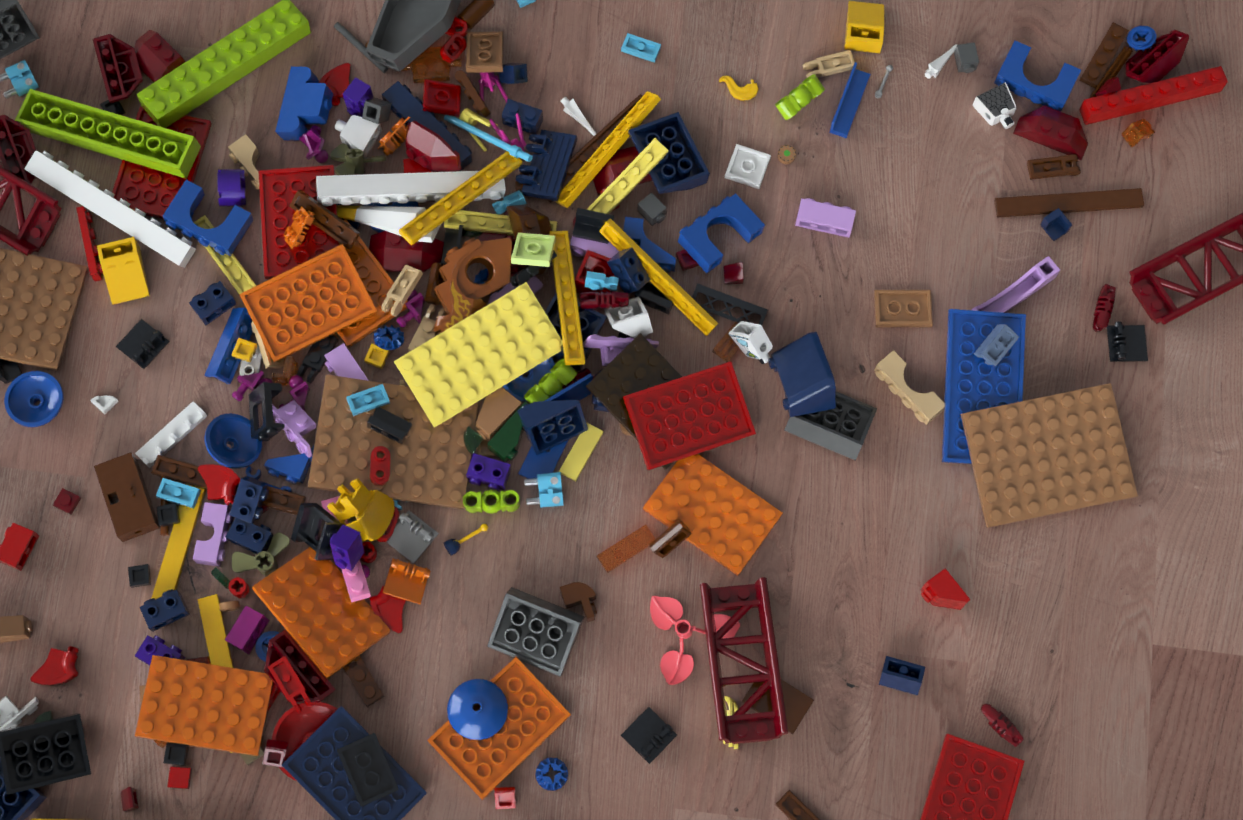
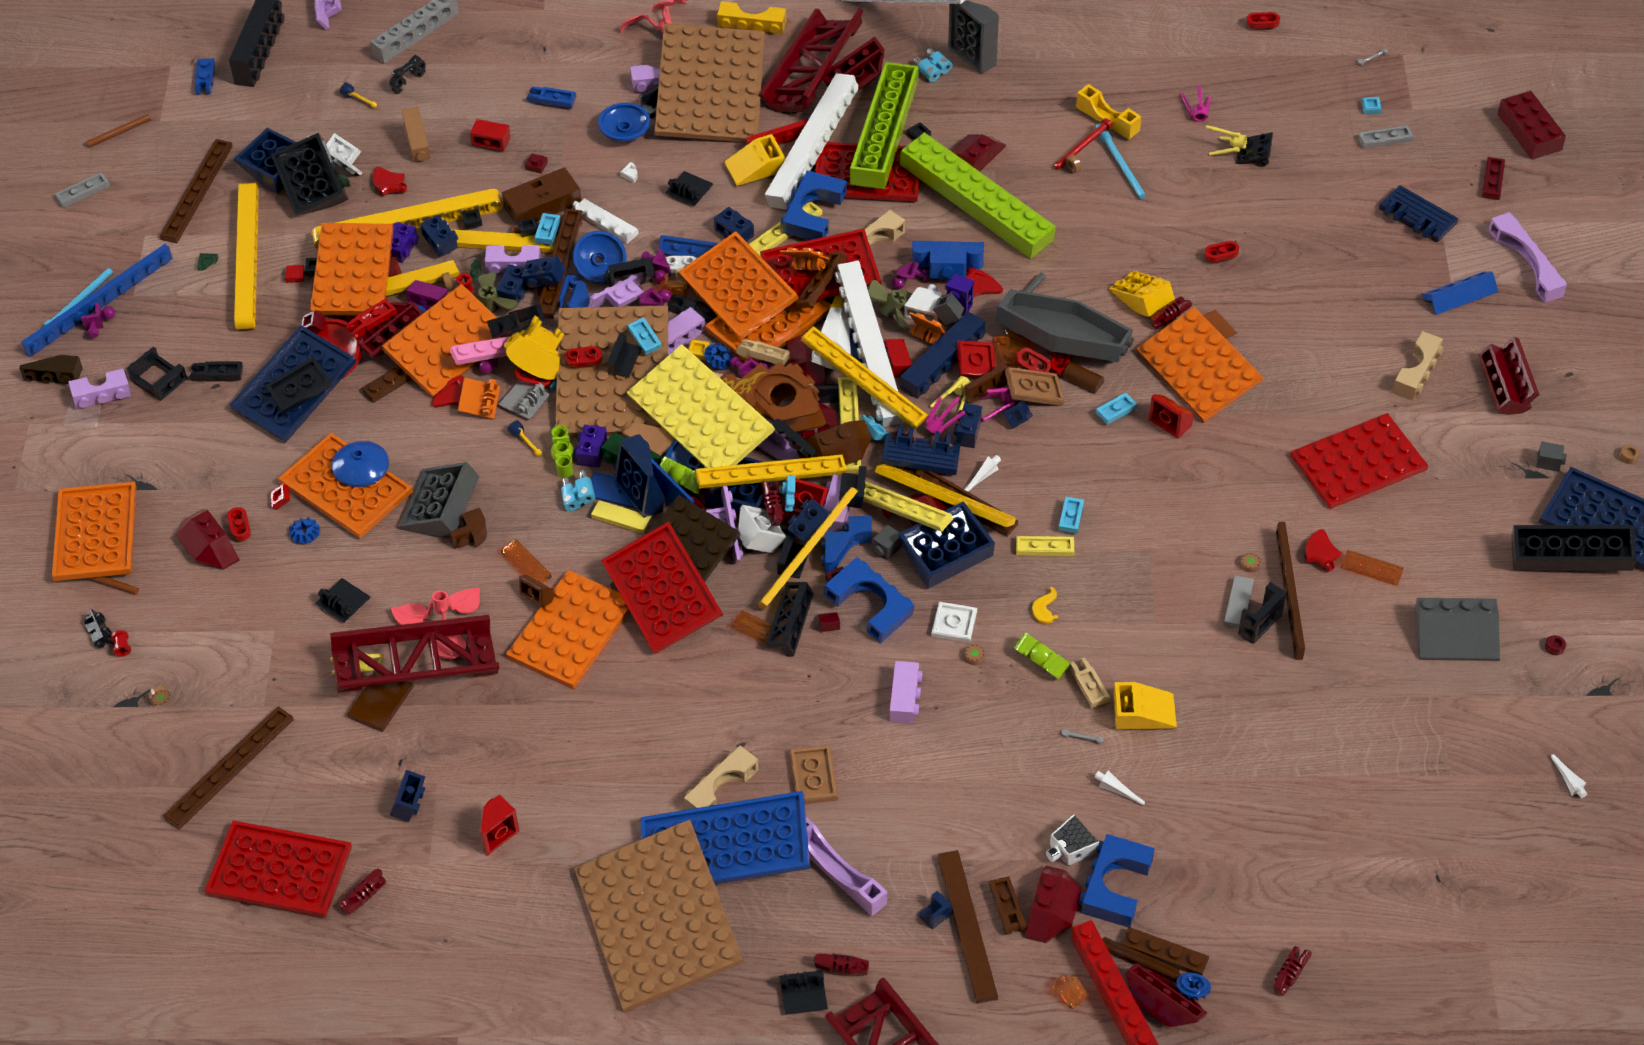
camera: 85 degrees right, 20 degrees down
(118, 67) = (954, 122): dark red wedge -> none
(124, 646) = (449, 209): none -> yellow beam
(129, 799) = (275, 244): dark red slope -> none
(220, 482) = (562, 249): red arm -> none
(231, 187) = (848, 216): dark purple brick -> none
(244, 350) = (689, 252): yellow tile -> none
(346, 547) = (494, 332): dark purple brick -> none
(371, 555) = (501, 372): red bush -> none
(430, 149) = (912, 348): dark red wedge -> none
(471, 439) = (619, 426): clear green tile -> none
(514, 150) = (923, 412): medium azure bar -> none
(533, 249) = (809, 429): yellowish green plate -> none
(670, 76) = (1044, 546): none -> light yellow tile
(752, 340) = (749, 635): white torso -> none
(805, 376) = (704, 672): dark blue windscreen -> none
(838, 428) = (678, 716): dark grey slope -> none
(849, 102) = (1049, 702): blue panel -> none
(966, 57) = (1126, 808): dark grey brick -> none
(996, 344) = (765, 834): sand blue hinge -> none
(1110, 86) = (1115, 949): dark red slope -> none

